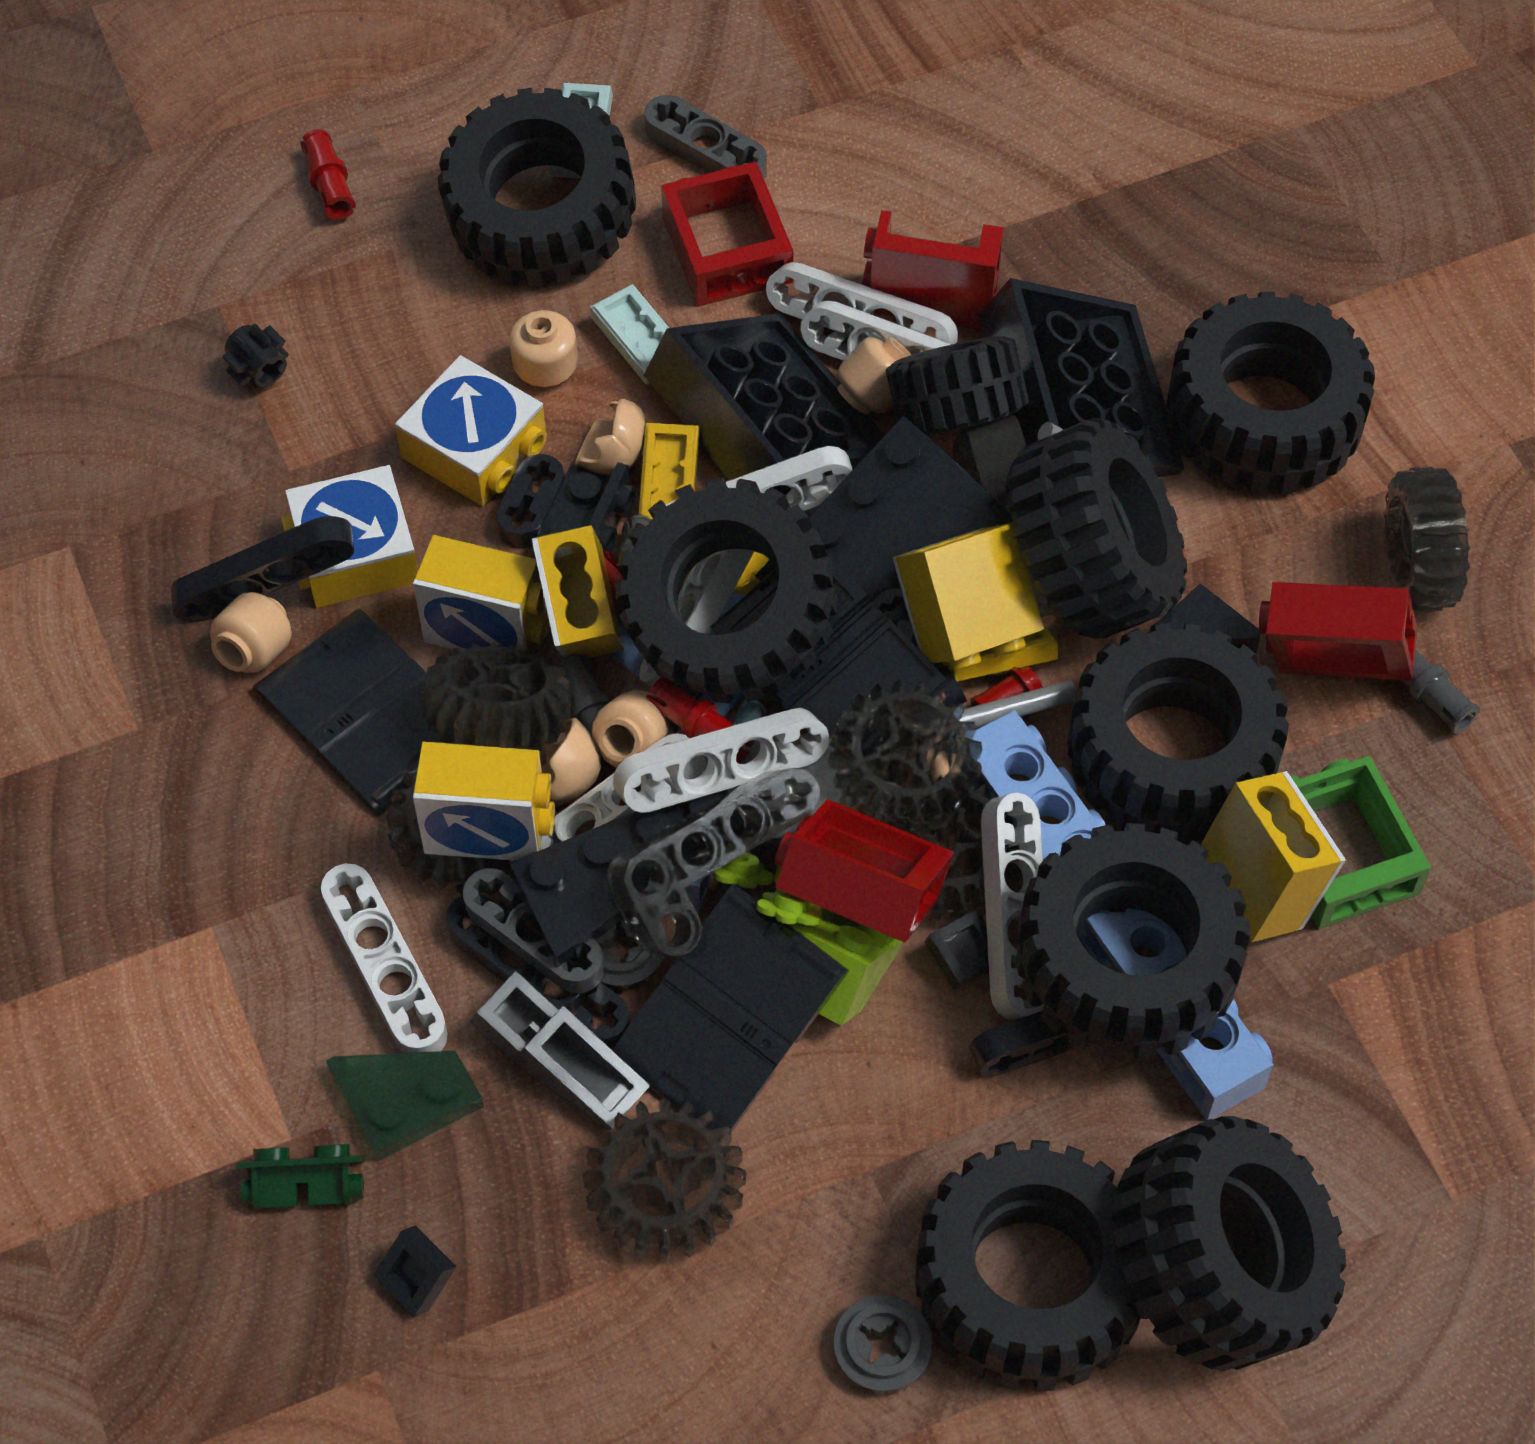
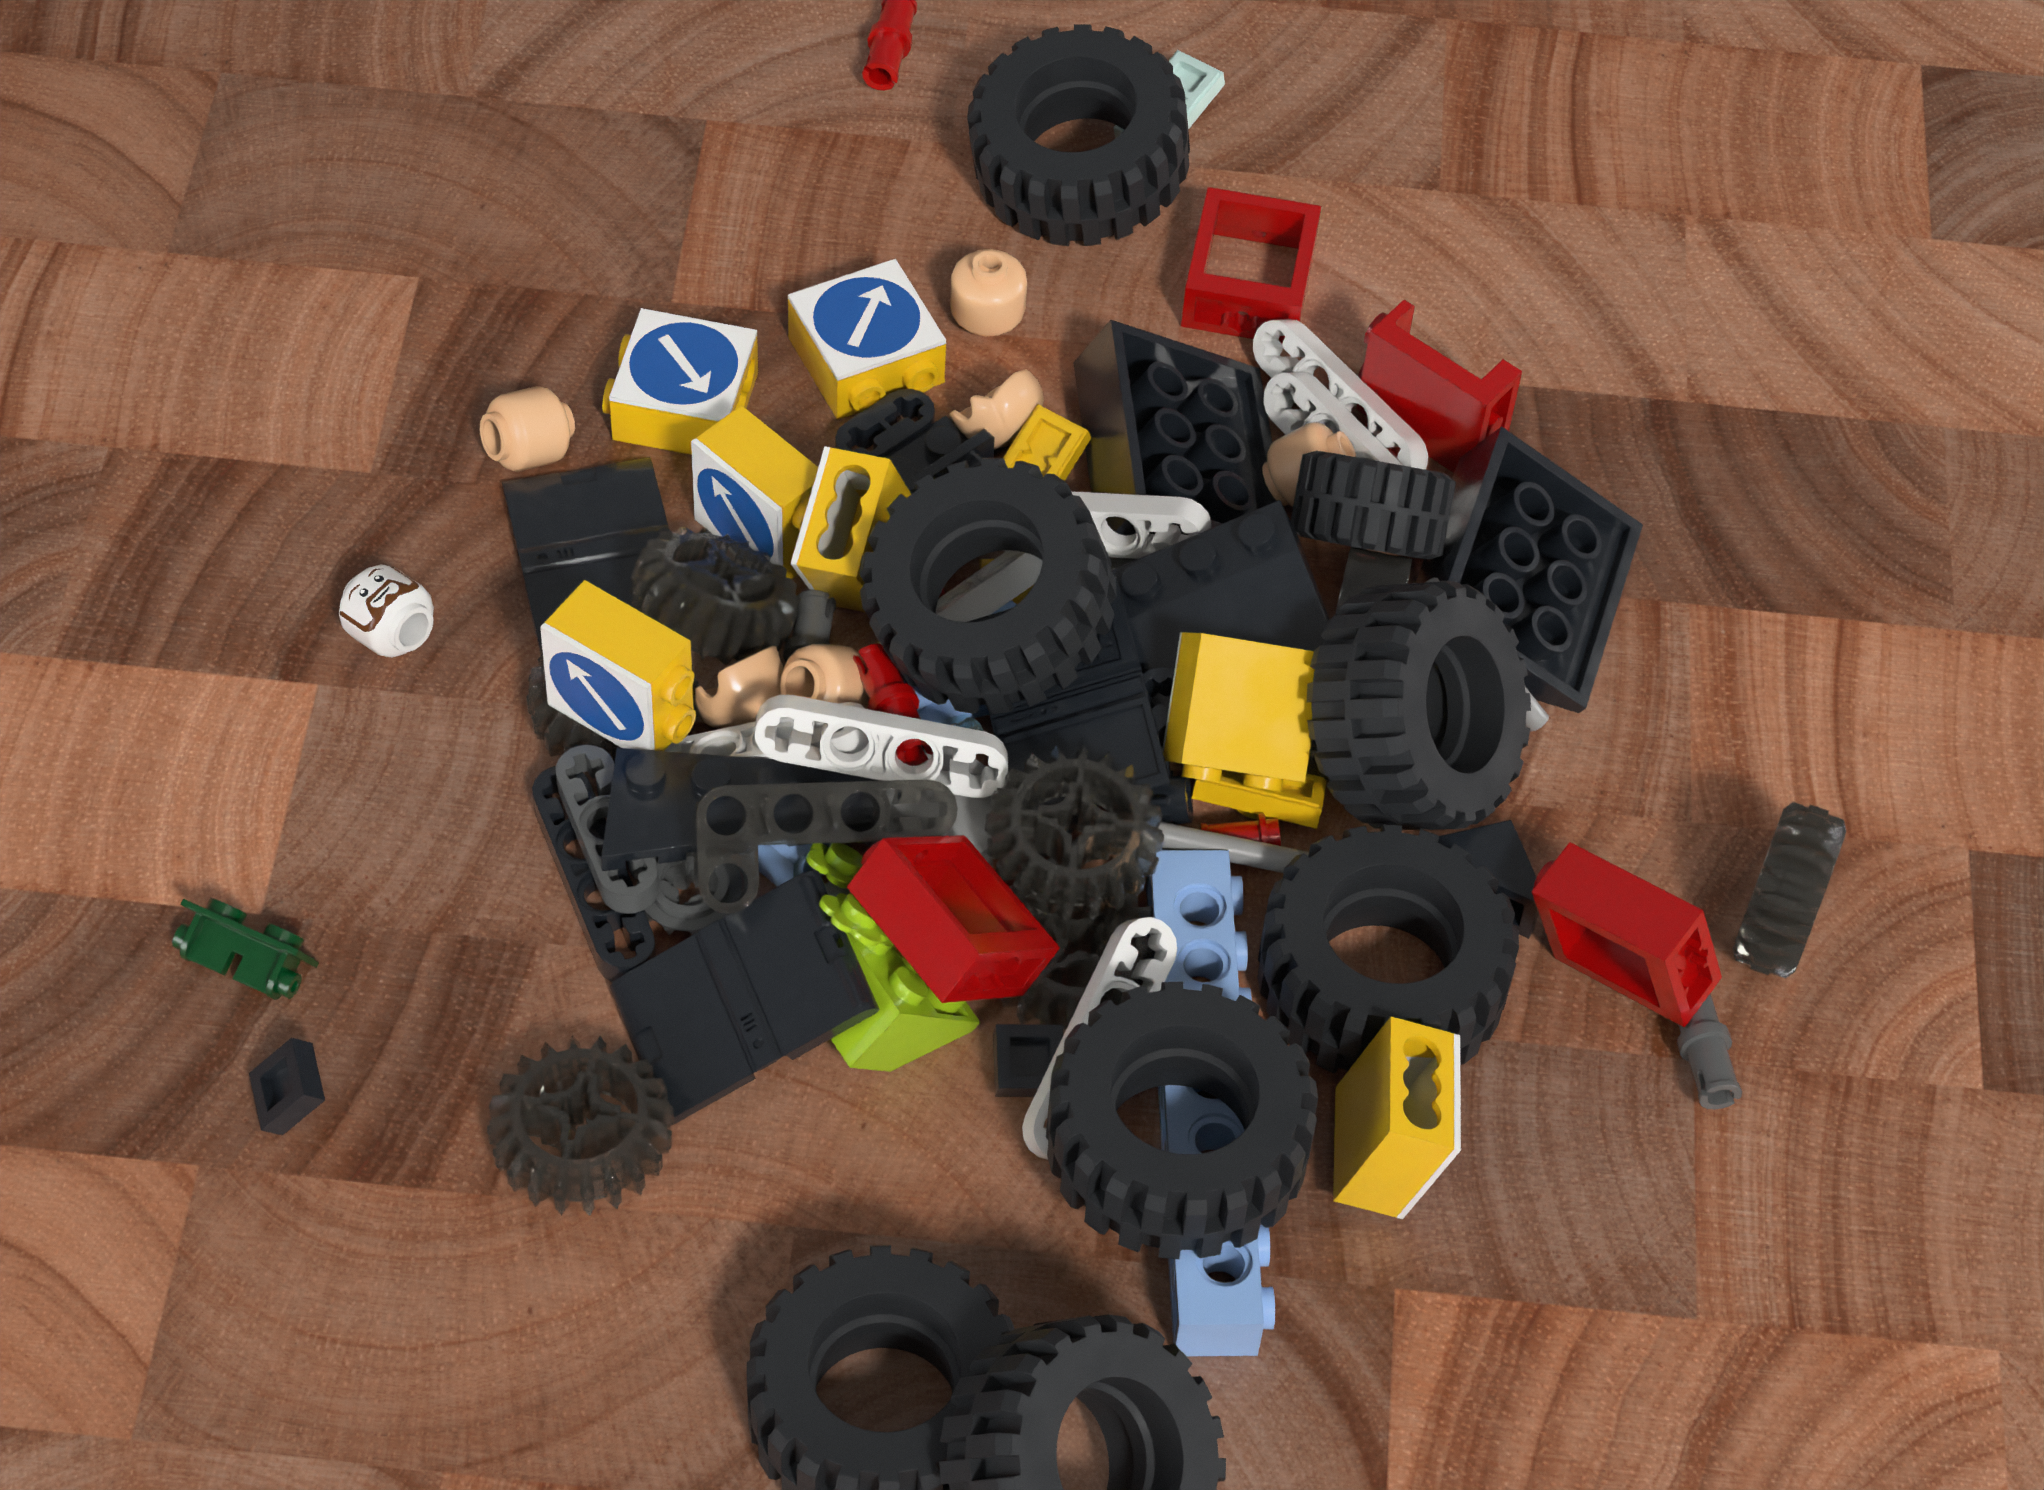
camera: 25 degrees right, 5 degrees down
(237, 839) = (386, 611): none -> white head
(255, 355) = (703, 176): black gear -> none
(263, 567) = (572, 368): black beam -> none
(386, 959) = (453, 791): white beam -> none
(404, 1095) = (390, 925): clear green wing -> none
(559, 1051) = (560, 953): dark grey slope -> none
(630, 326) = (1091, 304): light aqua plate -> none
(695, 124) = (1291, 149): dark grey beam -> none
(876, 1317) = (703, 1365): dark grey gear -> none
(1017, 1045) = (1015, 1178): black beam -> none
(1279, 341) = (1732, 608): black tyre -> none
(1380, 884) = (1501, 1208): bright green window -> none

